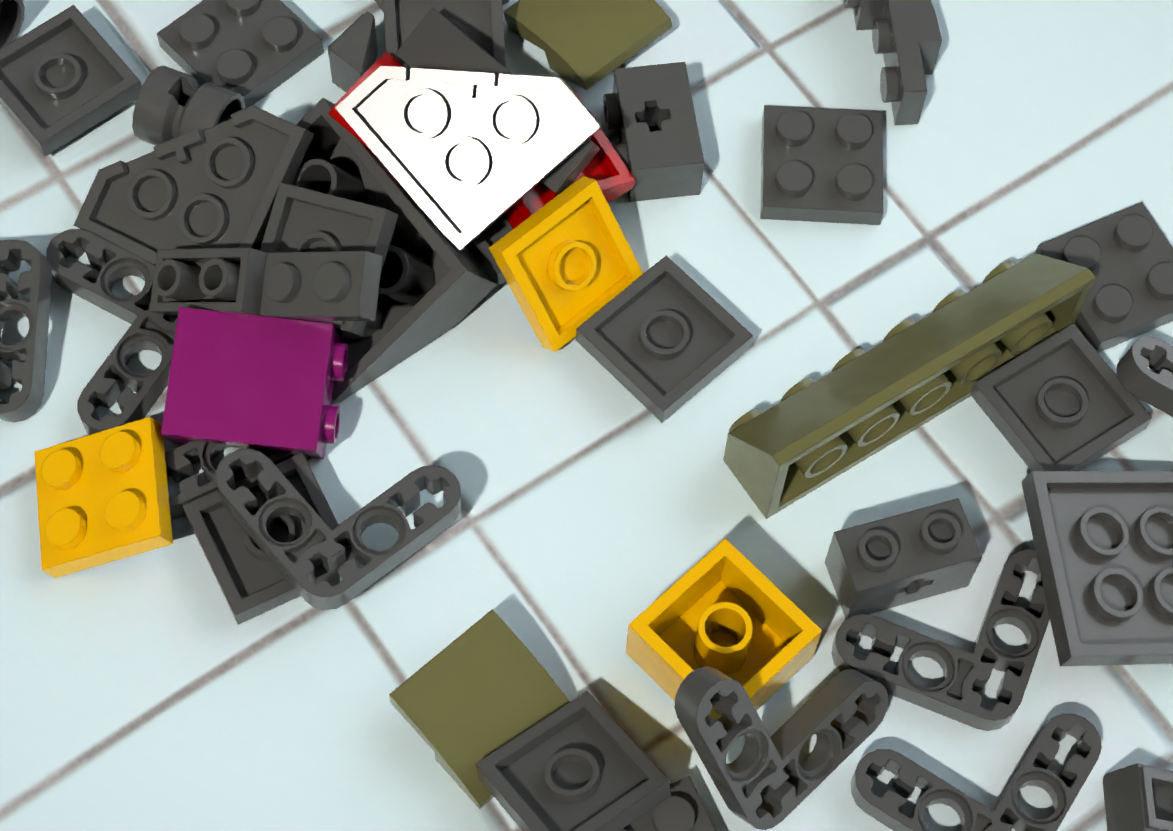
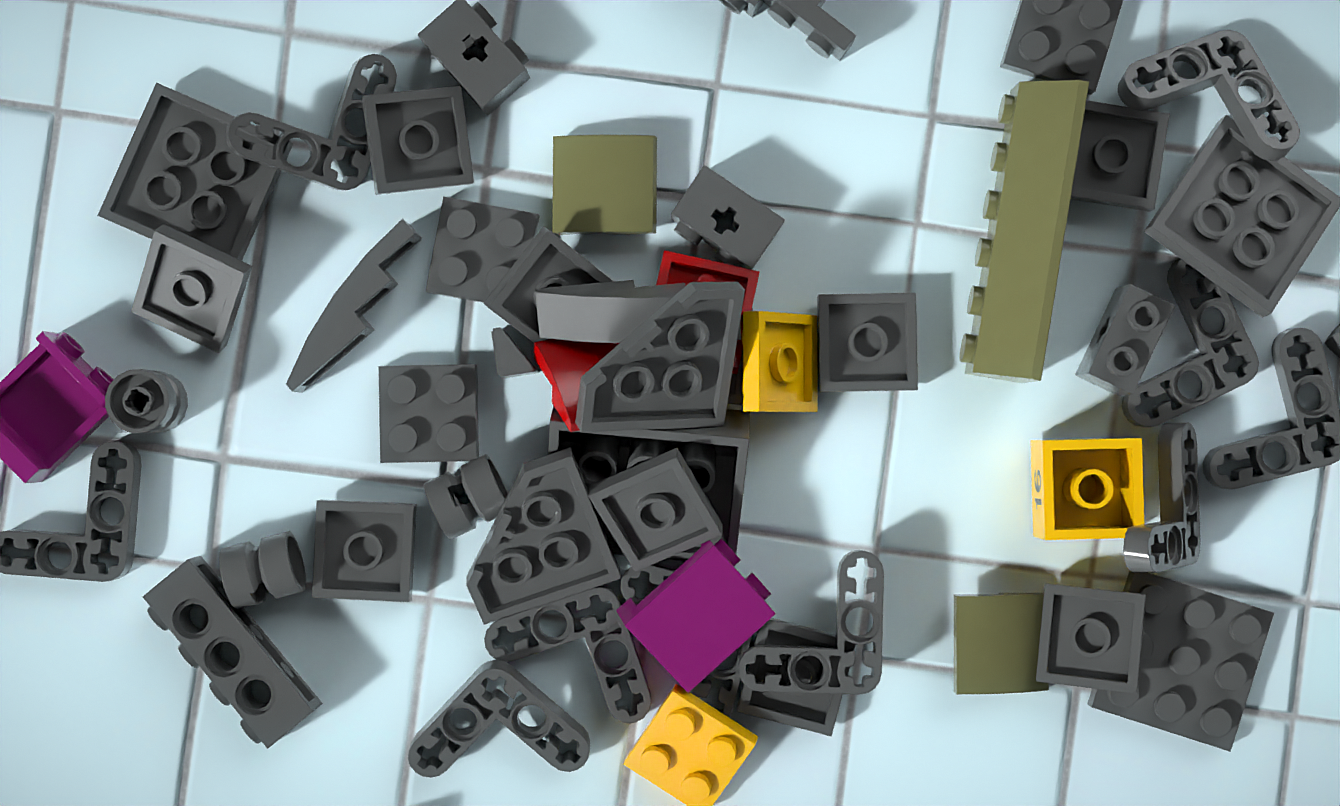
camera: 50 degrees left, 25 degrees up
(279, 285) = (651, 559): dark grey slope -> none
(822, 165) = (831, 135): dark grey plate -> none

